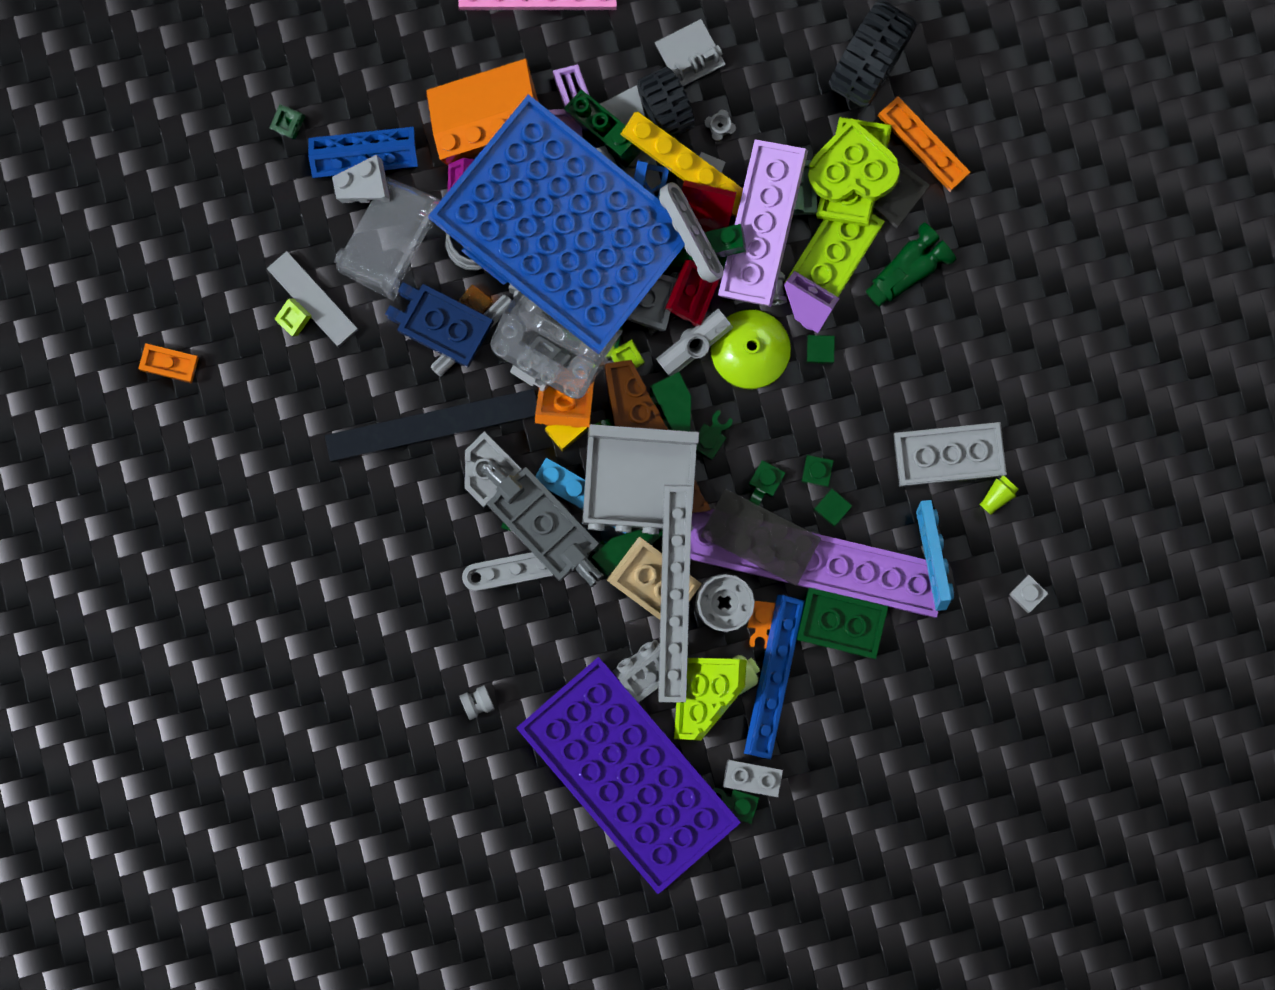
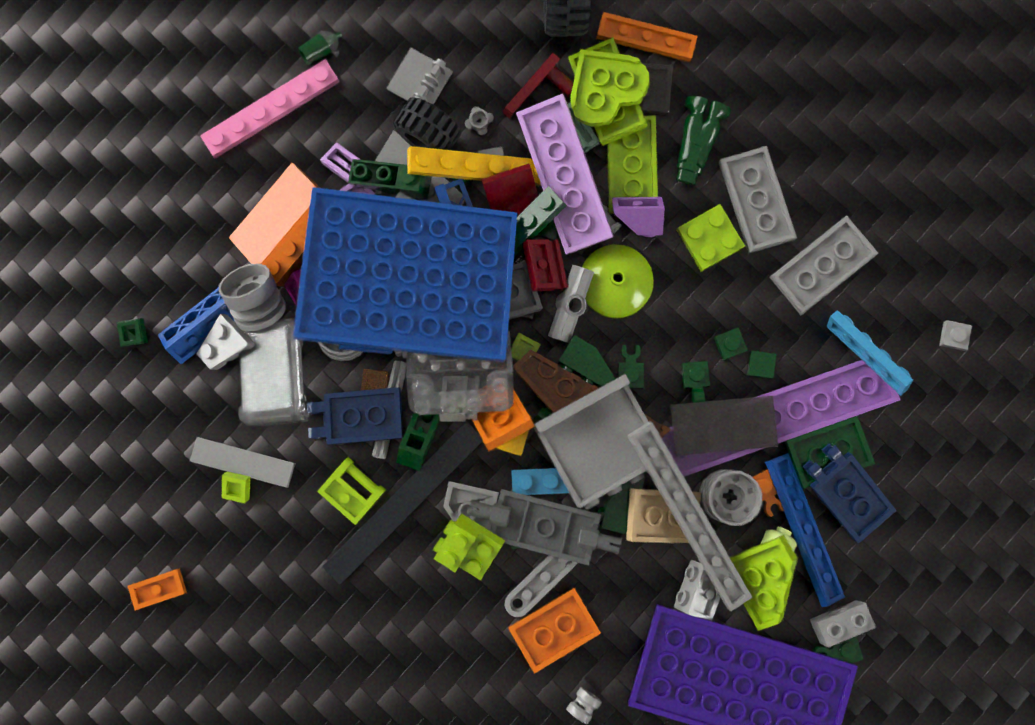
camera: 30 degrees left, 0 degrees up
(384, 389) = (345, 497): none -> lime plate
(414, 158) = (252, 297): none -> light grey wheel
(463, 498) = (467, 547): none -> lime plate
(479, 377) = (417, 440): none -> dark green slope
(493, 621) = (554, 630): none -> orange plate
(691, 232) = (508, 213): light grey plate -> none
(812, 118) = (547, 70): none -> dark red piece
(820, 349) = (670, 246): dark green tile -> none
(834, 670) = (849, 493): none -> dark blue tile
(862, 364) = (710, 237): none -> lime plate
(928, 356) = (757, 199): none -> light grey tile
(999, 494) = (883, 272): lime cone -> none

